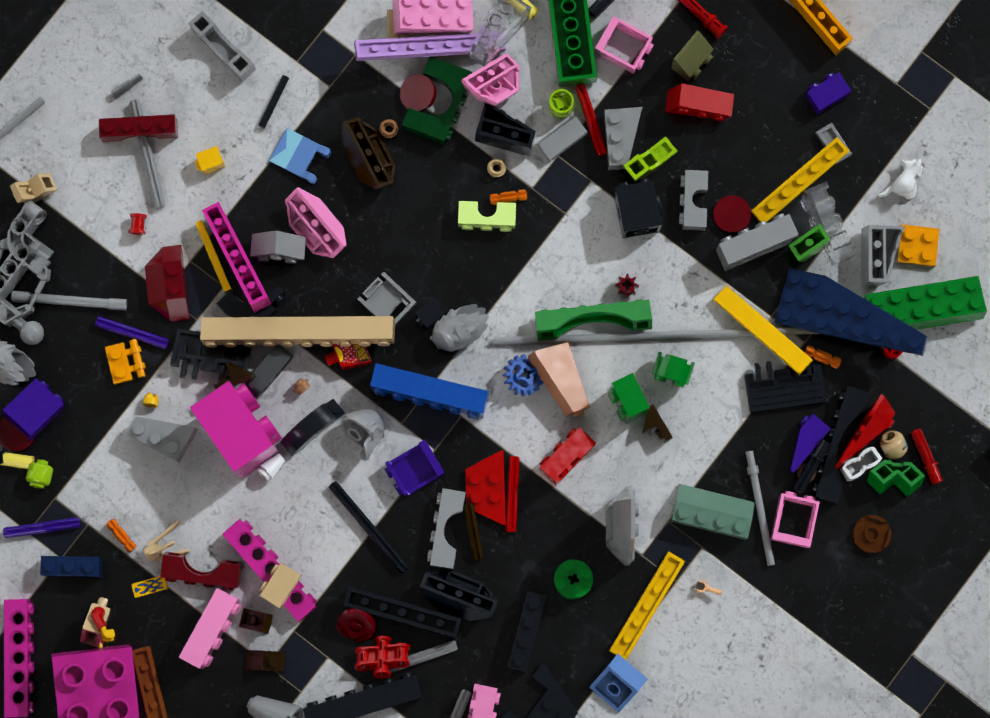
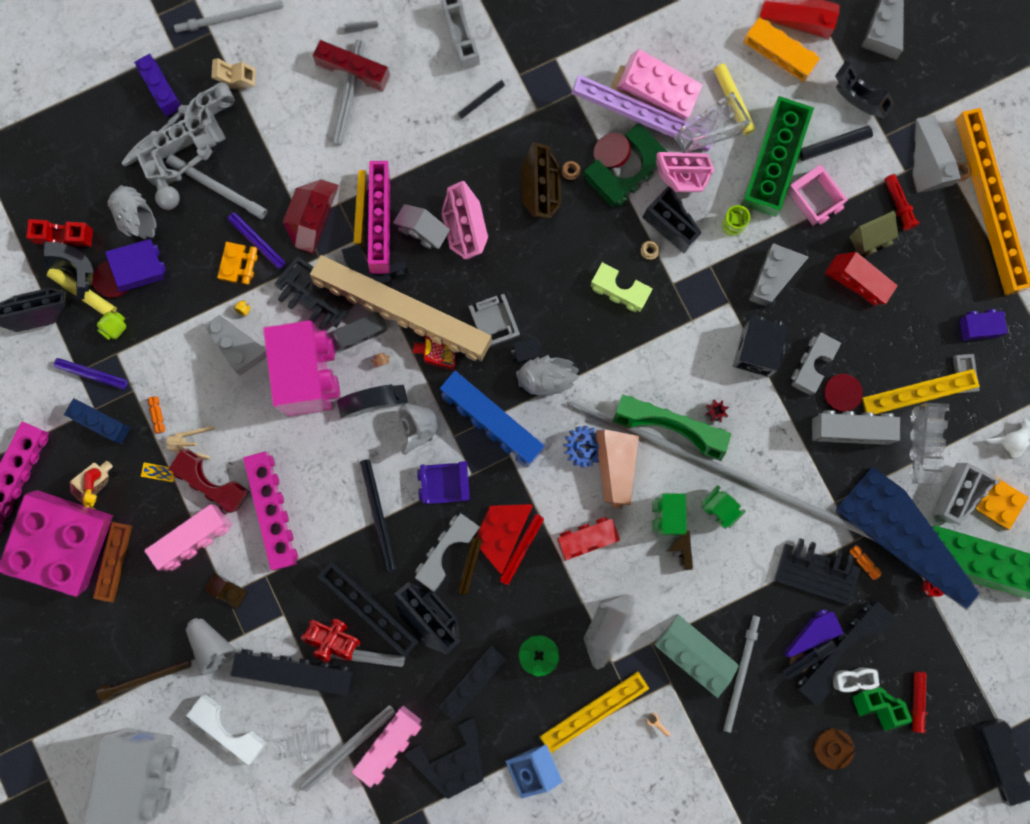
camera: 25 degrees right, 0 degrees up
(137, 224) = (309, 148): red bush -> none
(209, 160) = (399, 123): yellow brick -> none
(237, 374) = (326, 321): dark brown slope -> none
(256, 621) = (235, 551): dark brown slope -> none
(271, 467) = (318, 418): white cone -> none
(280, 585) = (269, 530): tan brick -> none
(296, 153) = (479, 153): medium blue flag -> none
(356, 625) = (321, 599): dark red tile -> none
(508, 197) = (648, 280): orange axle -> none
(562, 138) = (721, 252): light grey piece -> none
(591, 119) = (755, 247): red axle -> none
(651, 160) = (786, 309): lime arch -> none
(763, 330) = (822, 512): yellow tile -> none
(791, 539) = (782, 712): bright pink window -> none
(809, 243) = (905, 453): bright green slope -> none
(872, 426) = (886, 647): red wedge -> none
(893, 445) = (894, 677): tan head -> none

